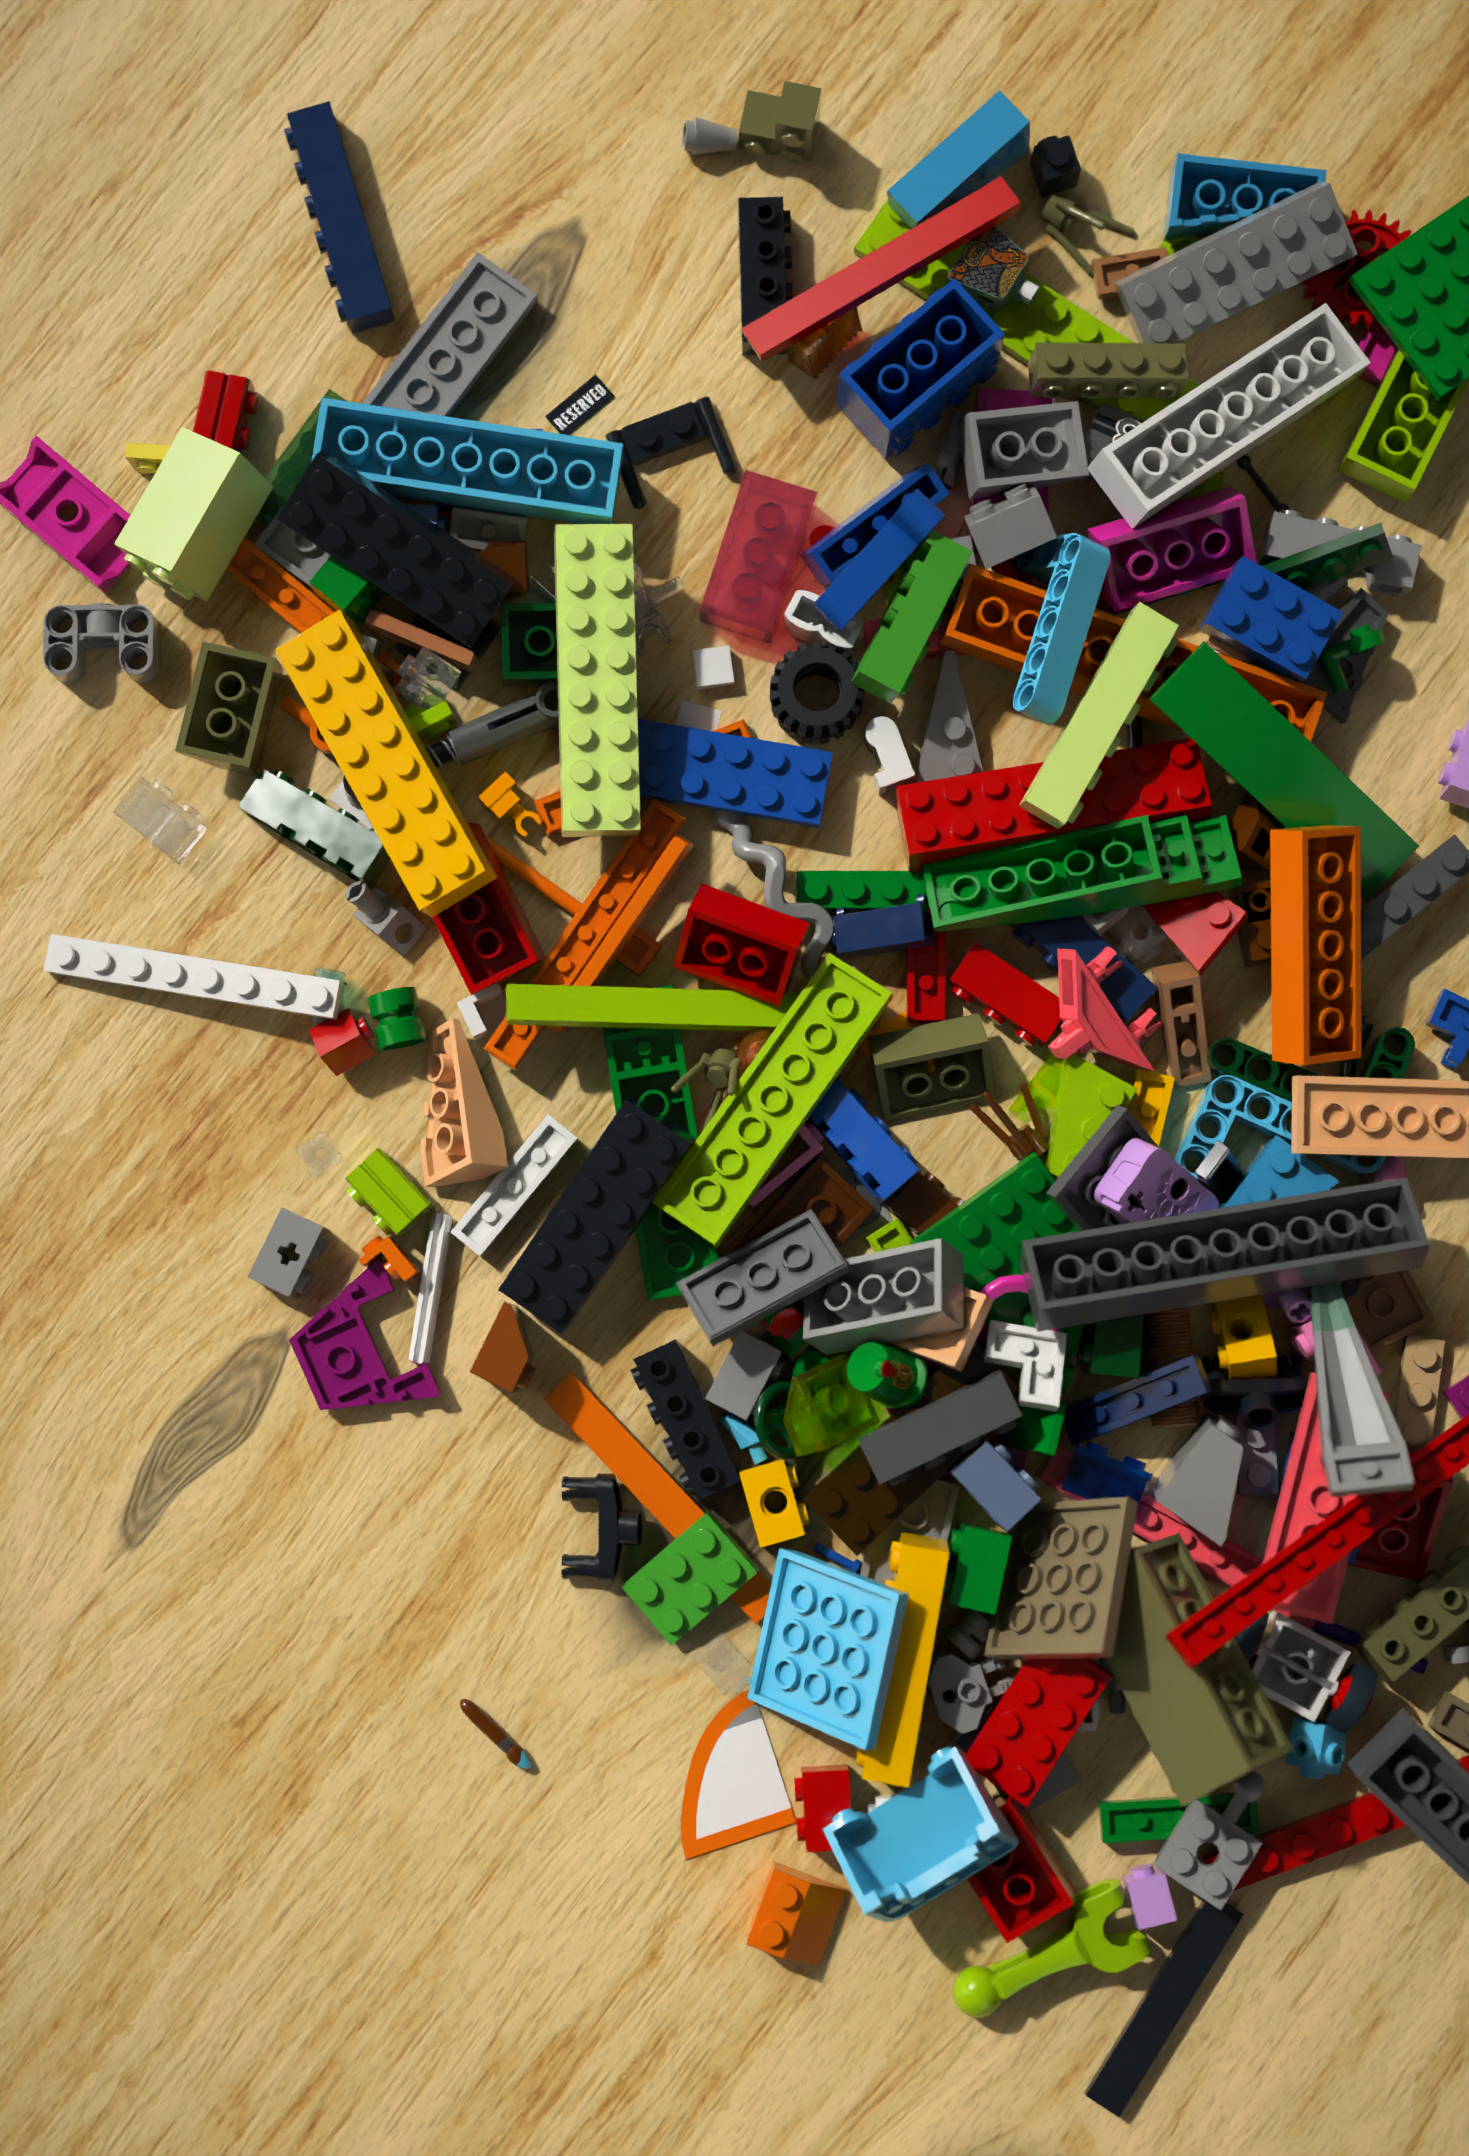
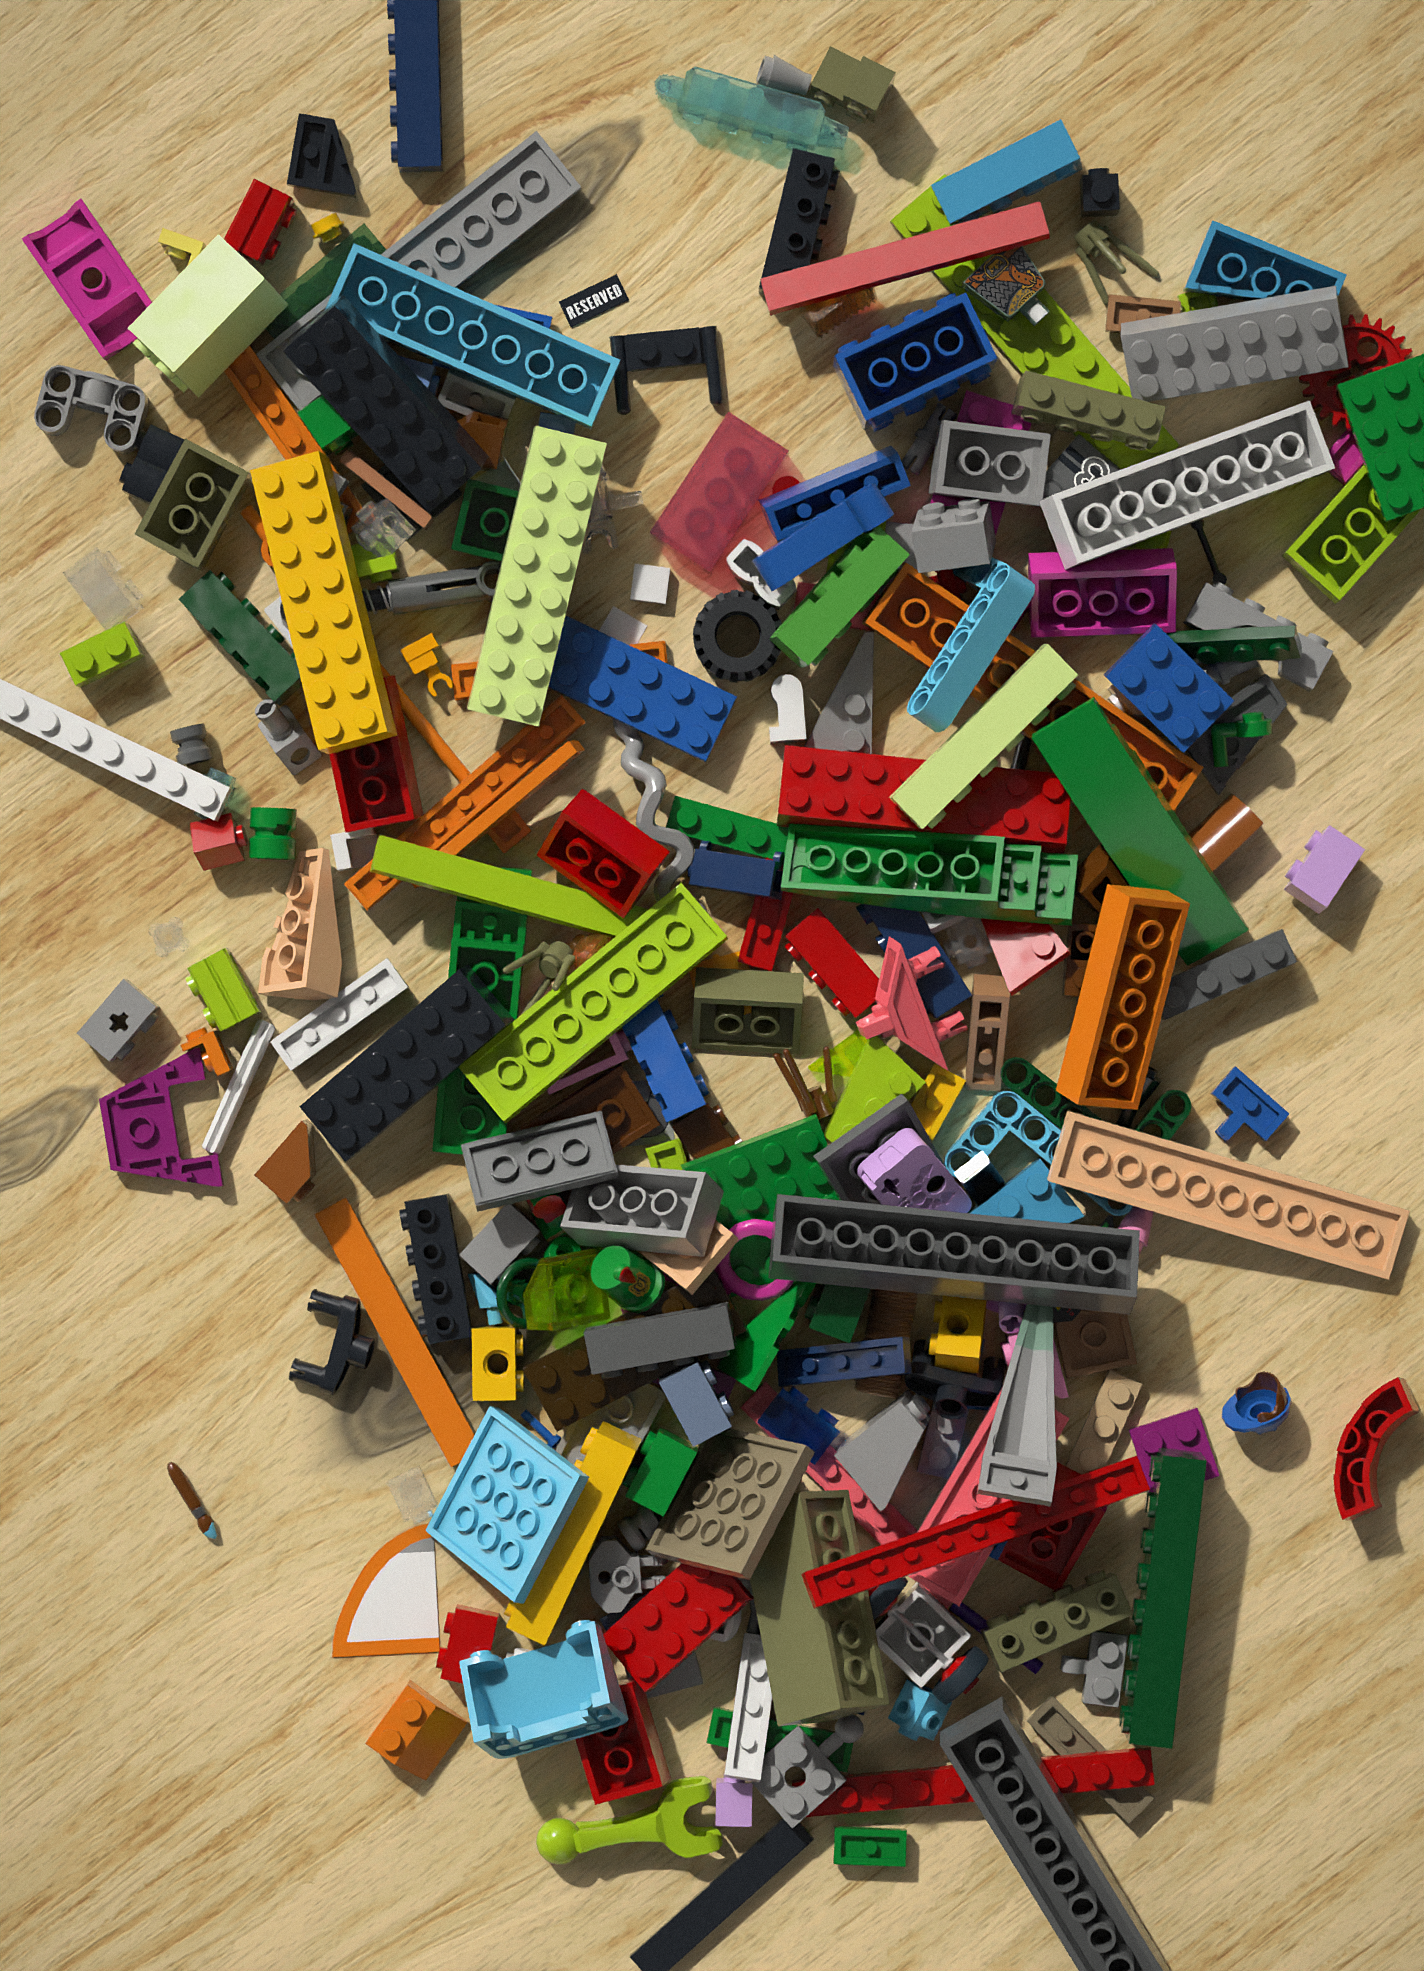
camera: 15 degrees right, 5 degrees up
(175, 885) = (102, 654): none -> lime brick
(176, 672) = (154, 457): none -> black brick
(267, 337) = (319, 158): none -> black wing
(292, 955) = (192, 748): none -> dark grey wheel
(294, 403) = (327, 228): none -> yellow plate
(684, 175) = (751, 108): none -> clear light blue hinge
(690, 1577) = (403, 1410): bright green plate -> none
(1037, 1354) = (766, 1299): white plate -> none
(1141, 1797) = (749, 1714): none -> white plate
(1304, 1905) = (870, 1846): none -> green plate
(1366, 751) = (1224, 830): none -> dark orange brick

